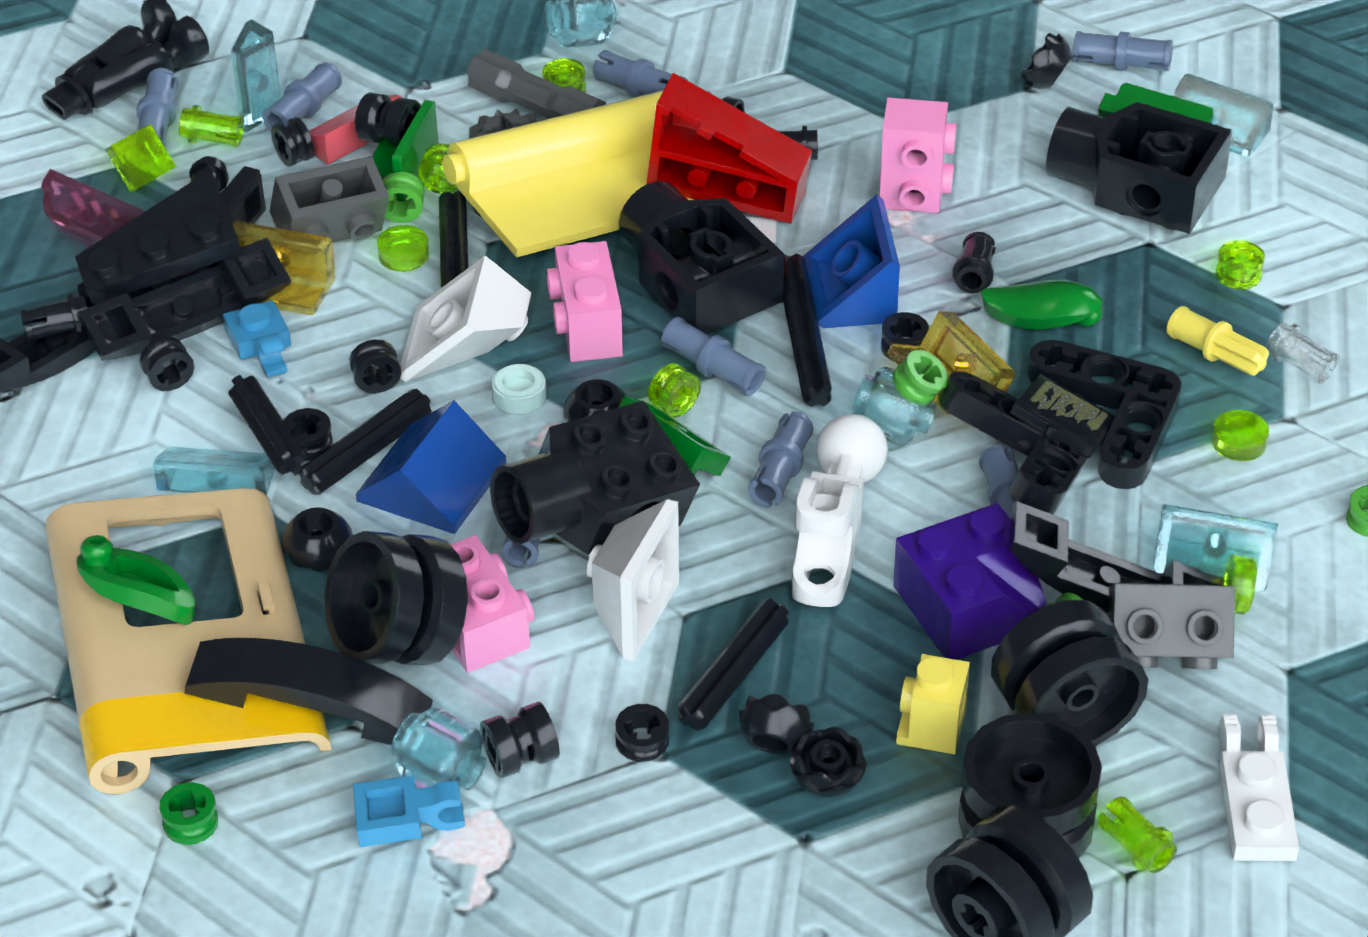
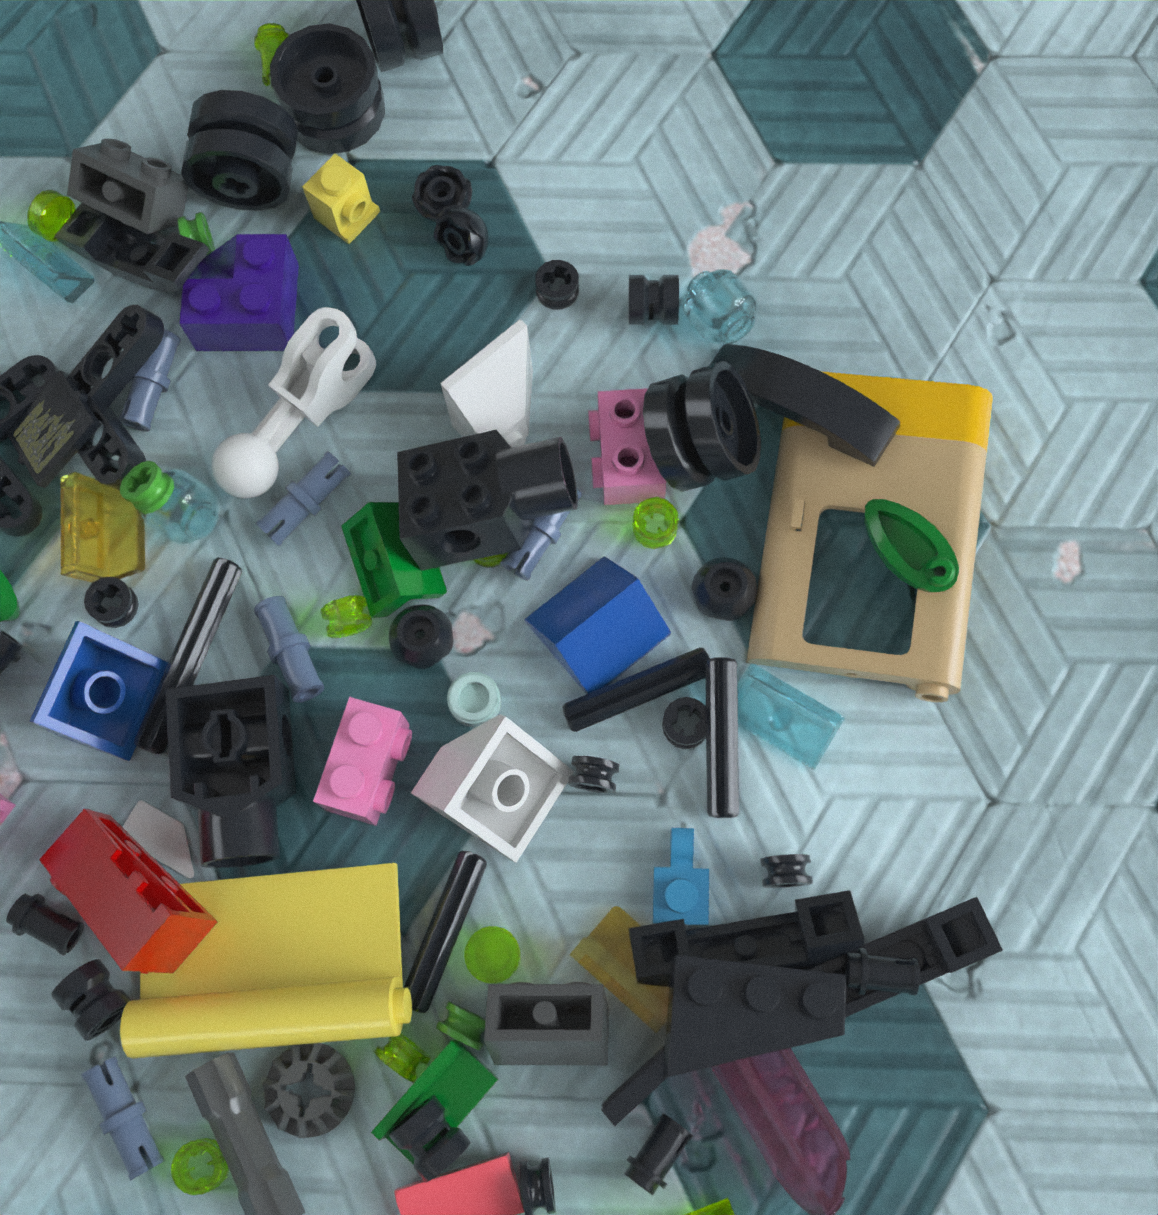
camera: 150 degrees left, 30 degrees up
(189, 829) = (933, 347): green bush -> none
(395, 809) = (771, 279): dark azure plate -> none
(733, 664) = (456, 315): black axle -> none
(1257, 794) = (170, 63): white hinge -> none

